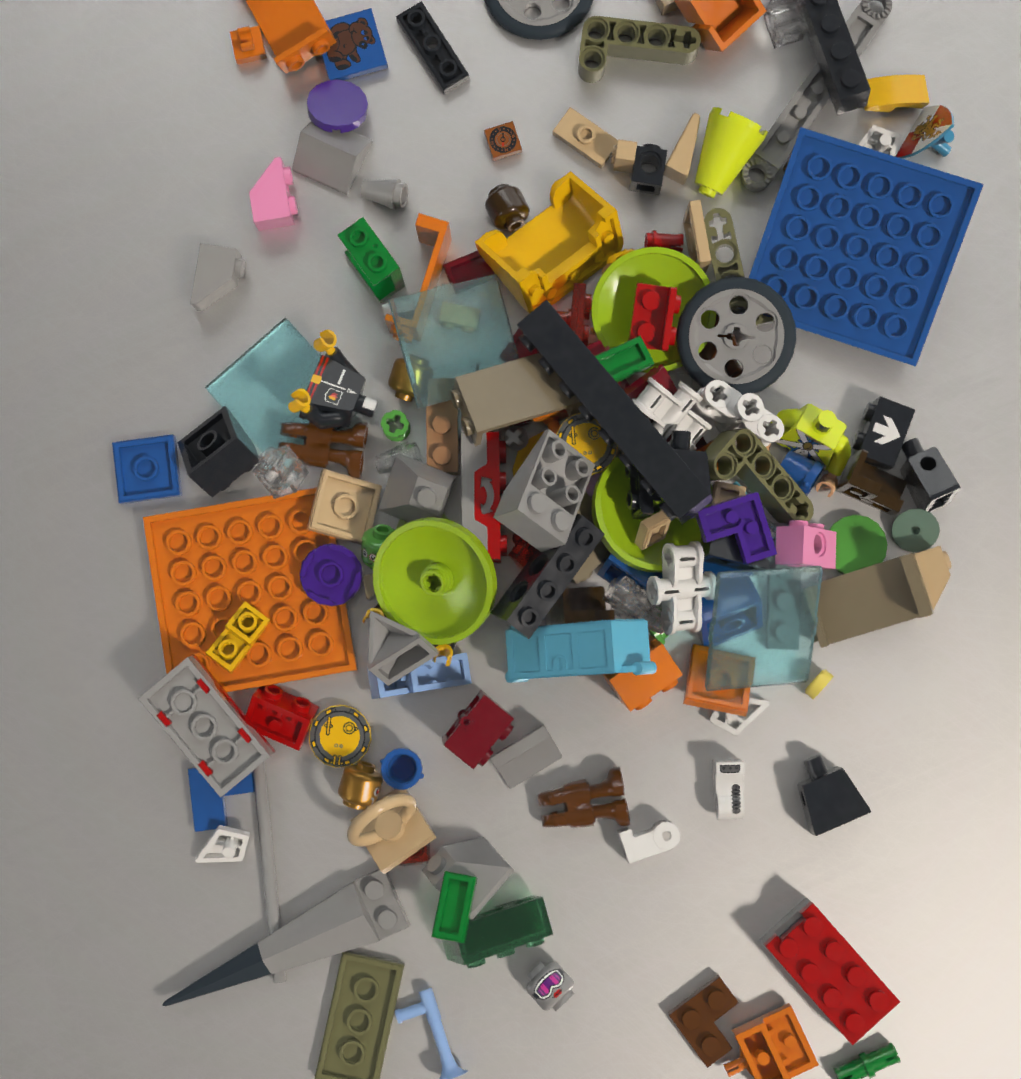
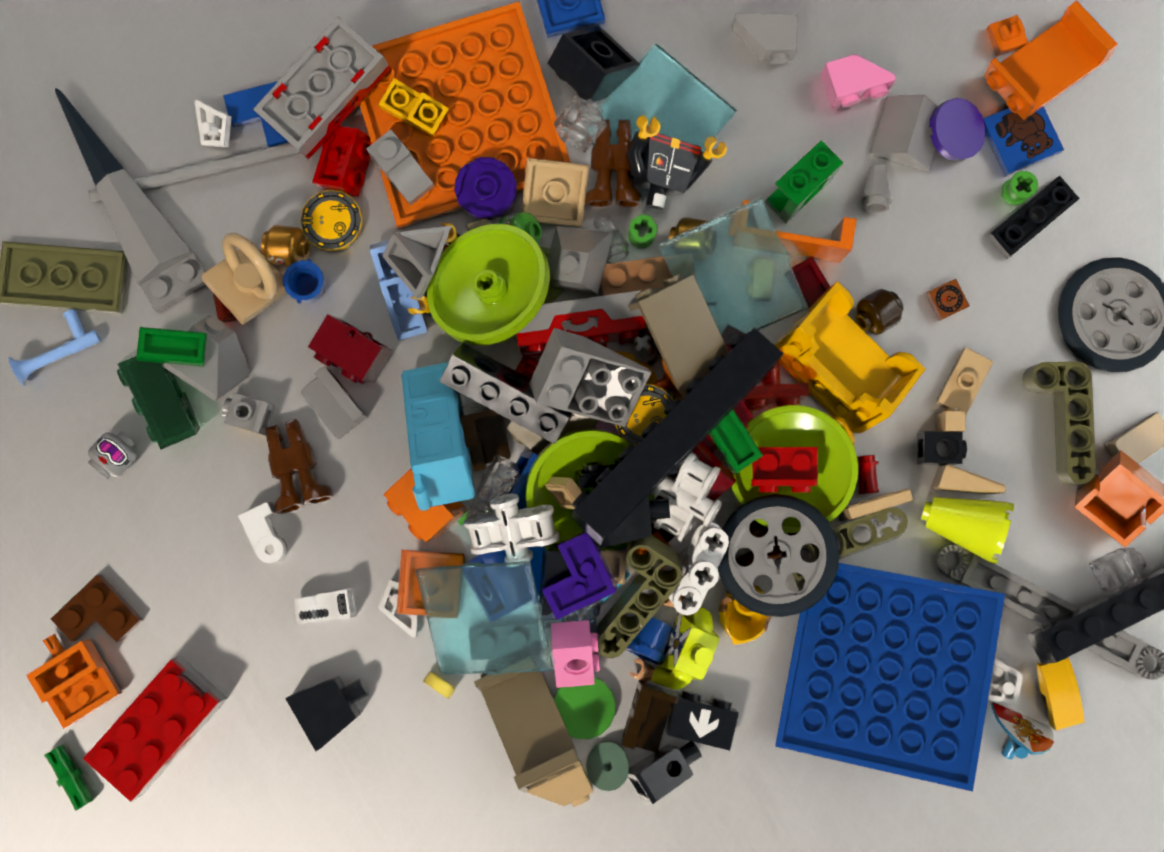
camera: 75 degrees right, 0 degrees up
(299, 657) = (400, 167): none -> light grey arch
(407, 47) = (1026, 181): none -> bright green bush
(526, 831) = (257, 418): none -> light grey brick
(793, 383) = (739, 621): none -> yellow hair

